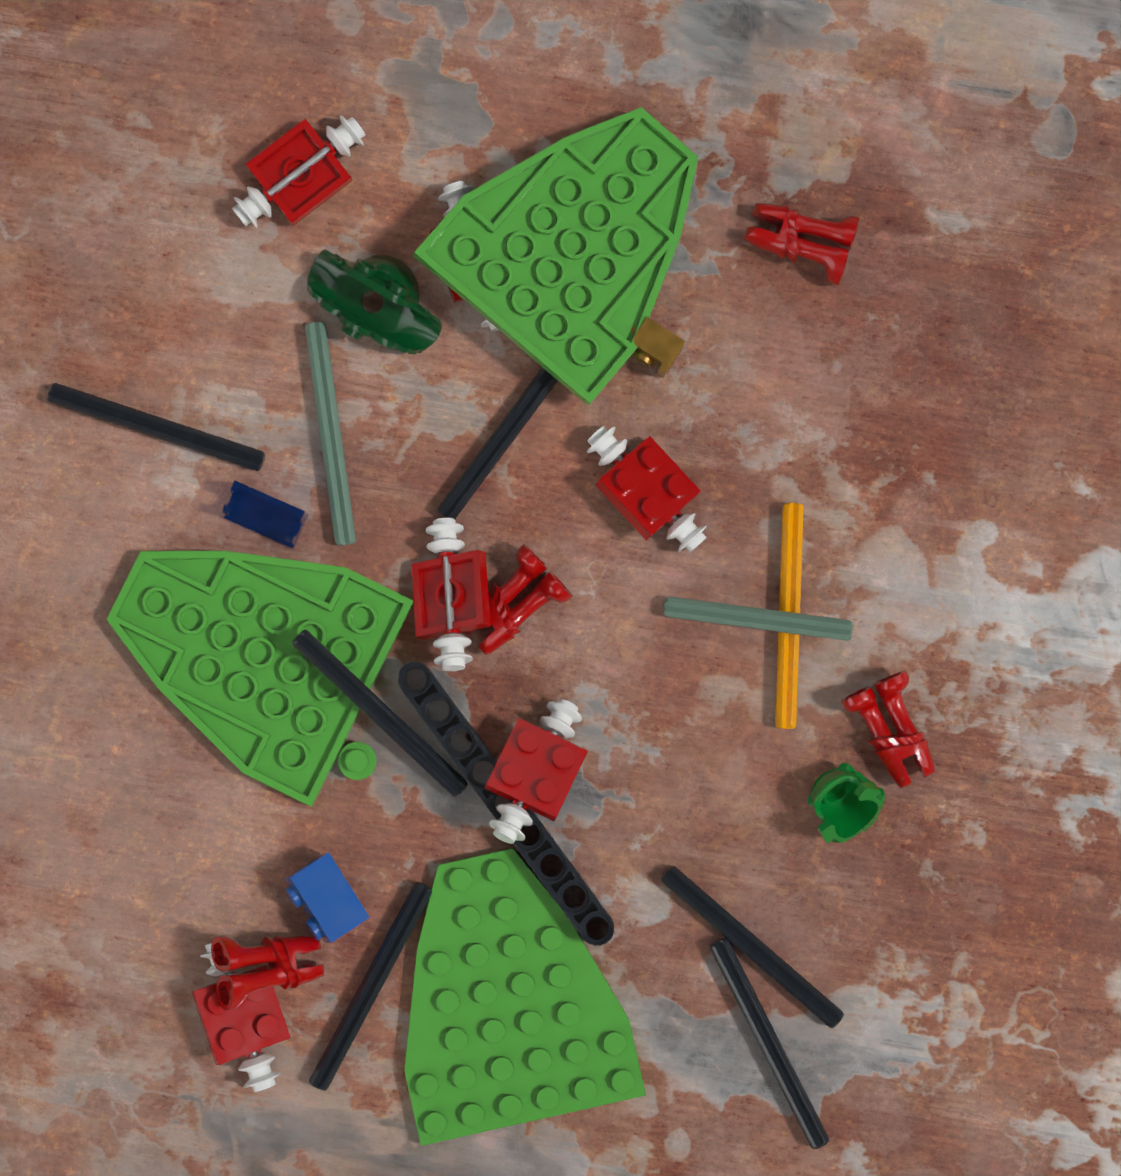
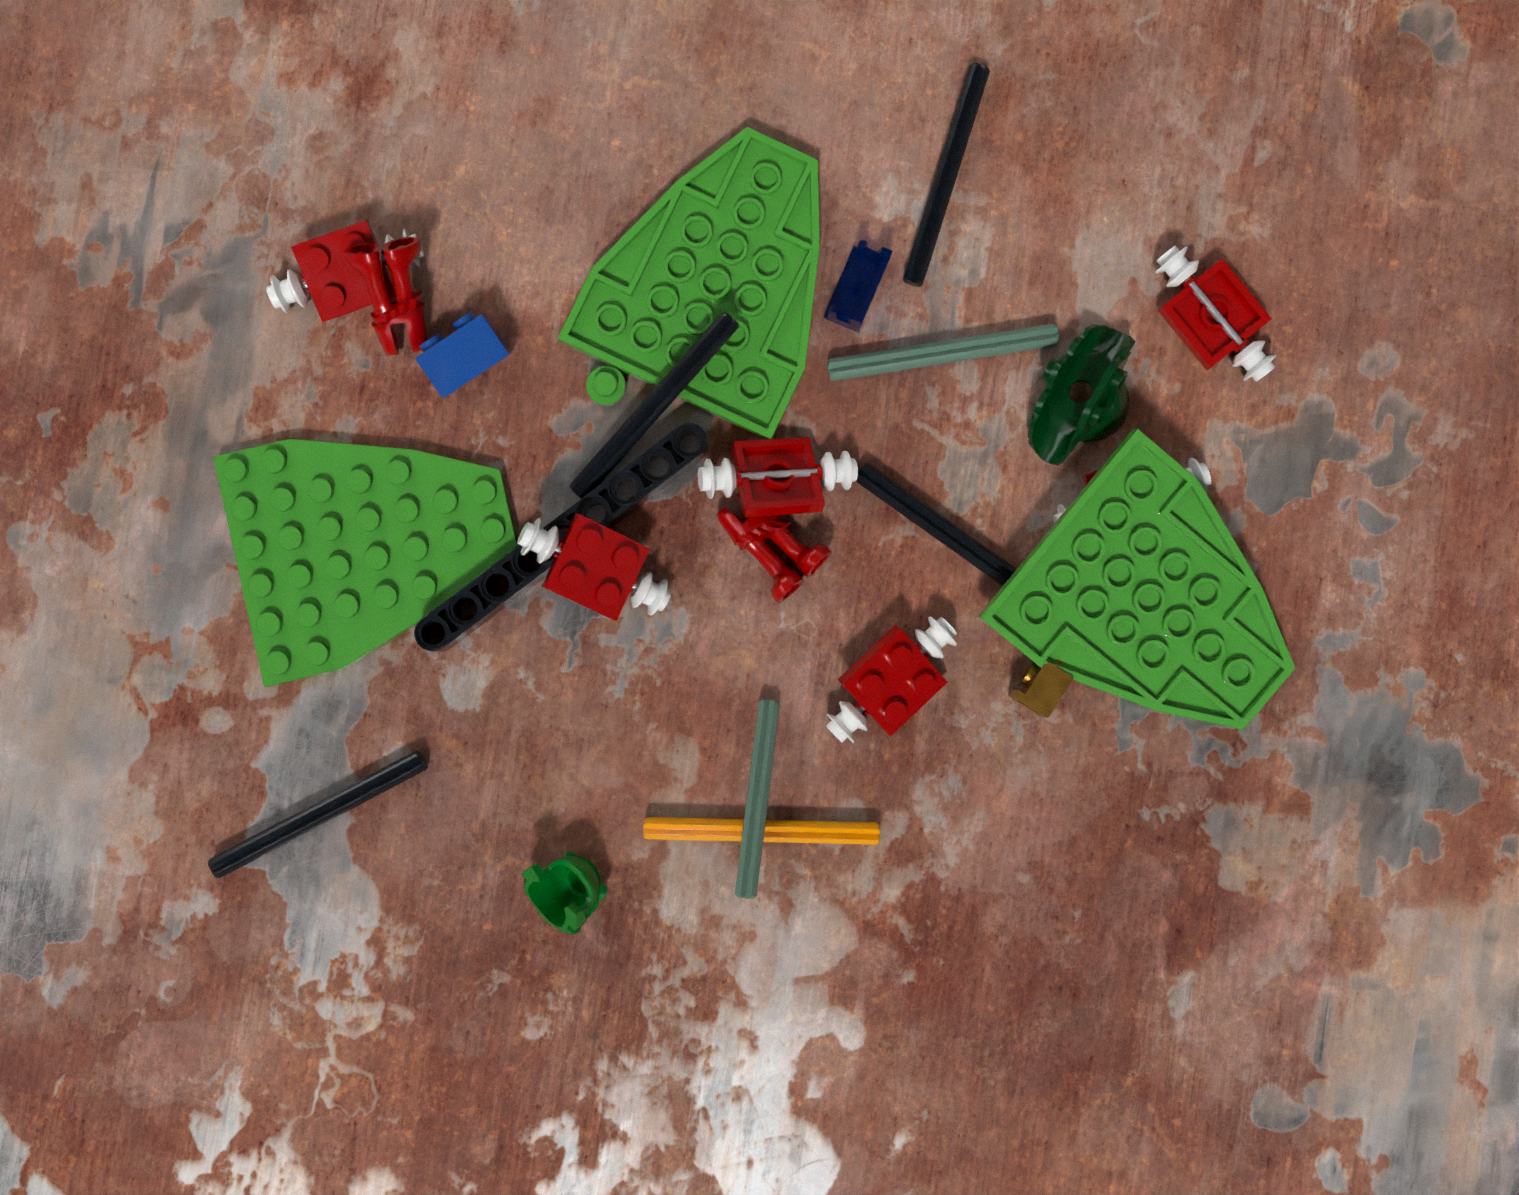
camera: 85 degrees right, 0 degrees up
(370, 986) = (376, 403): black axle -> none
(752, 947) = (417, 796): black axle -> none
(786, 241) = (1154, 824): red piece -> none
(889, 747) = (624, 937): red piece -> none

